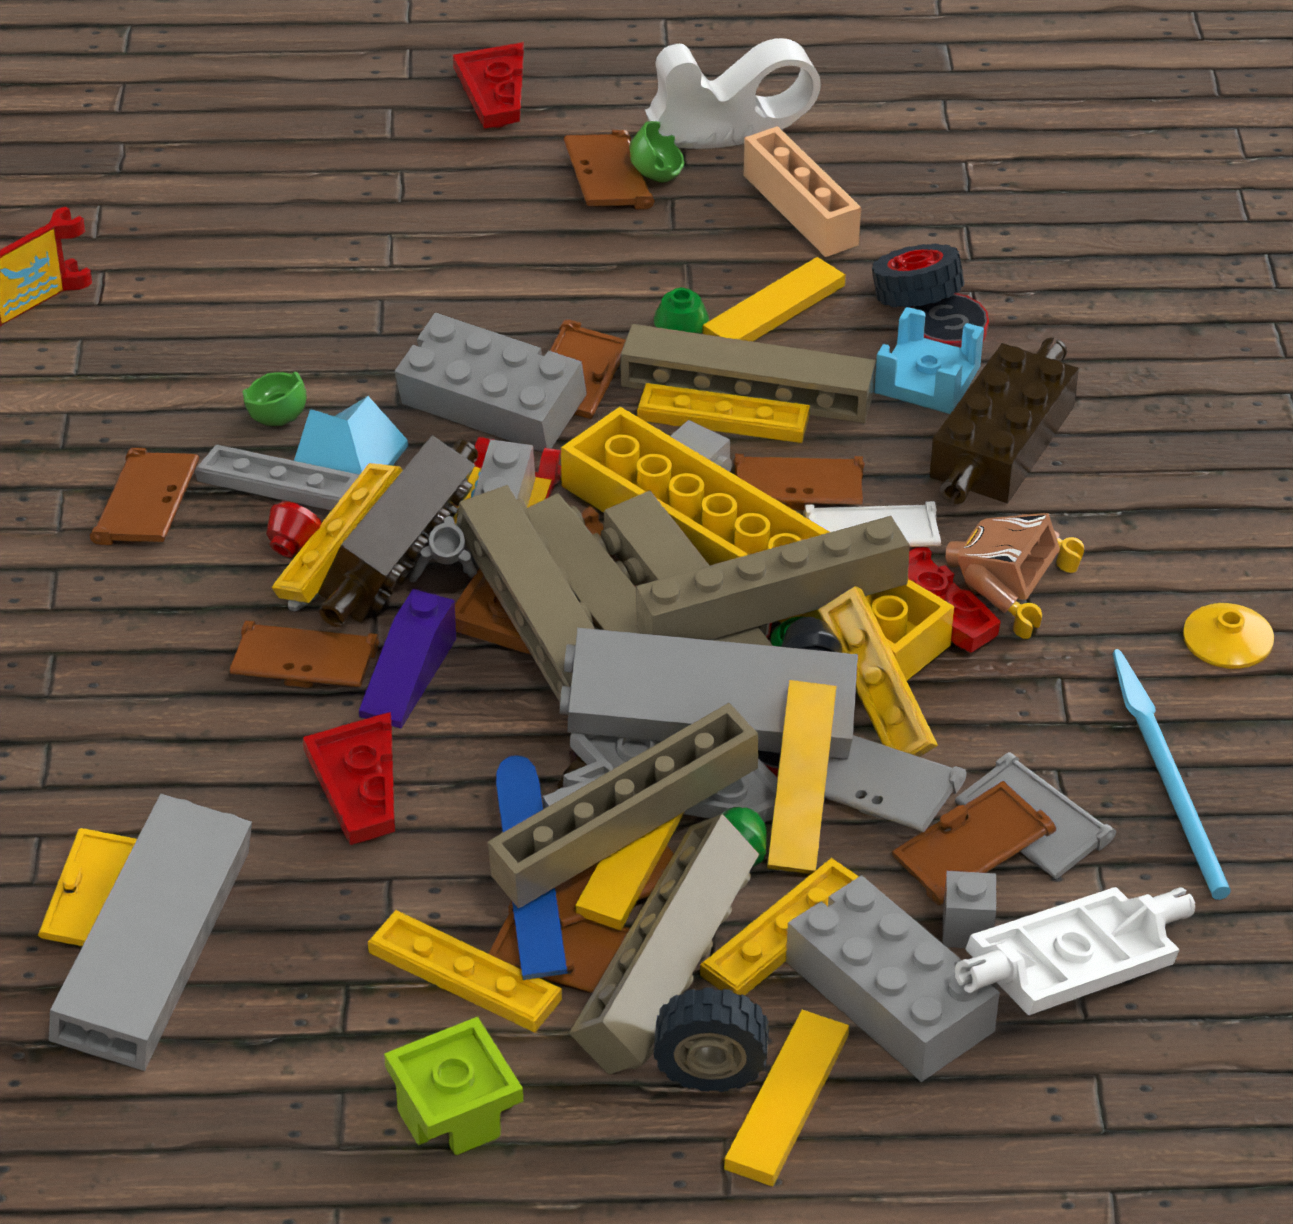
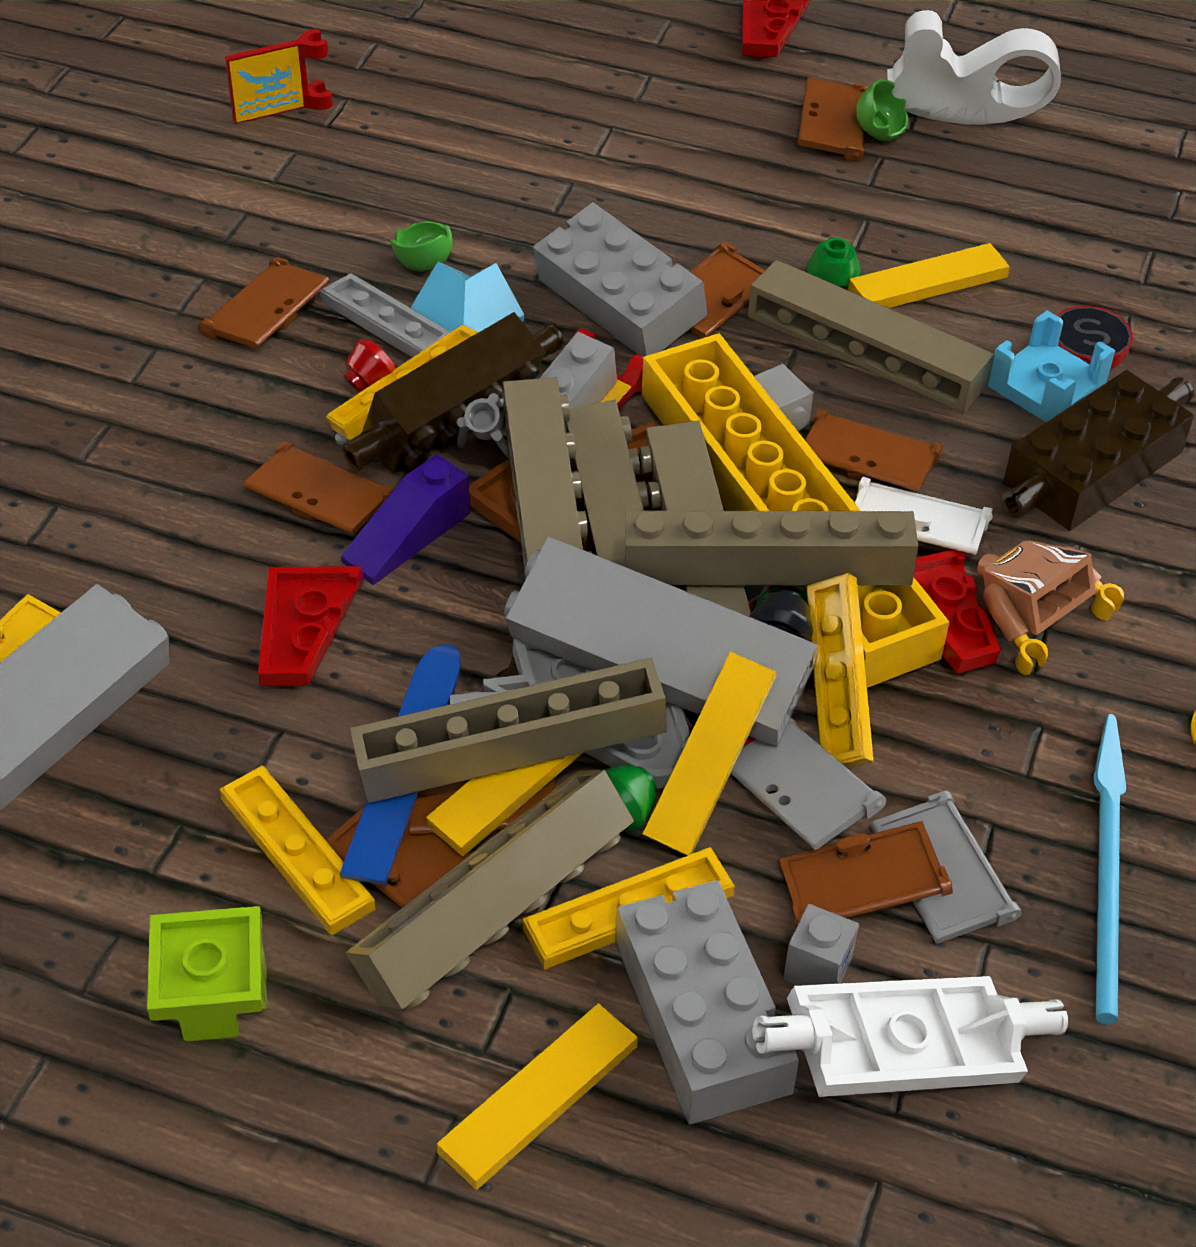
camera: 20 degrees right, 5 degrees up
(711, 1040) = (476, 1010): black wheel -> none
(724, 412) = (831, 367): yellow tile -> none
(801, 191) = (1001, 179): light nougat brick -> none
(918, 275) = (1077, 284): black wheel -> none

